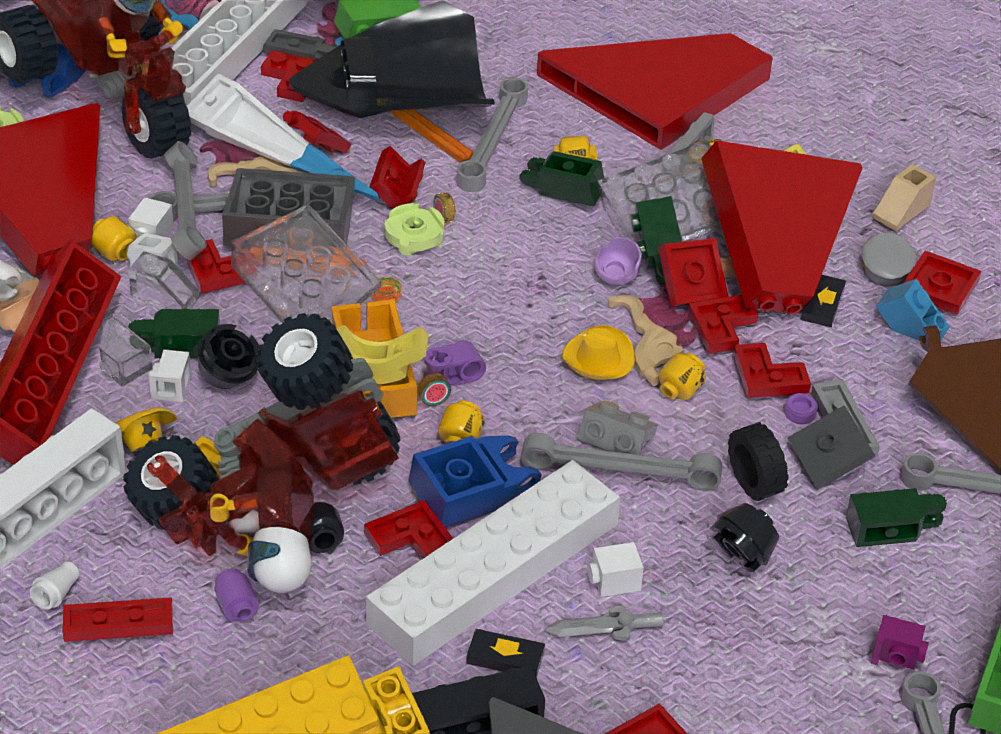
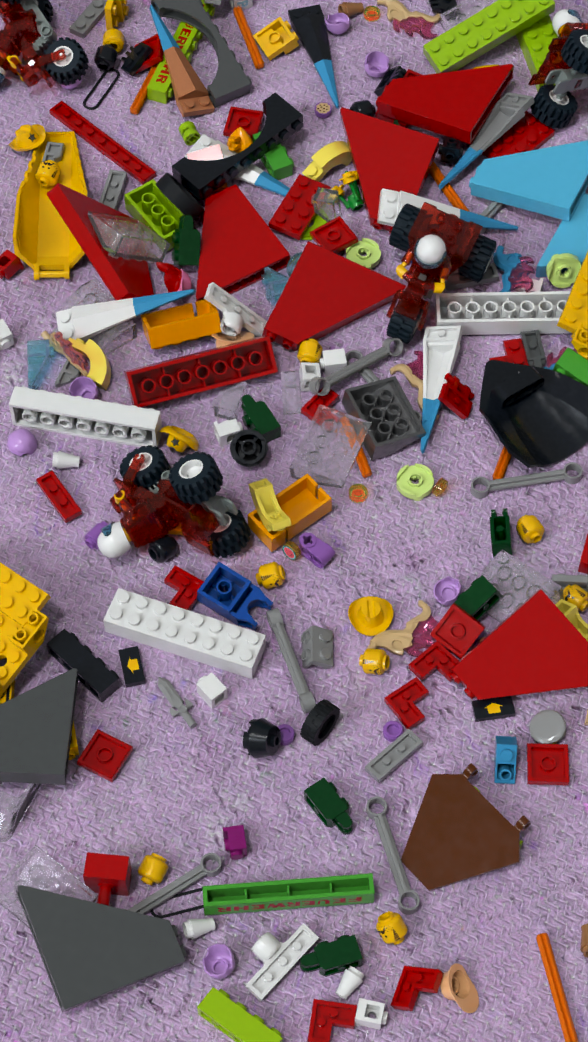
camera: 65 degrees right, 15 degrees up
(396, 179) = (447, 452): red bracket -> none
(831, 447) = (362, 755): dark grey plate -> none

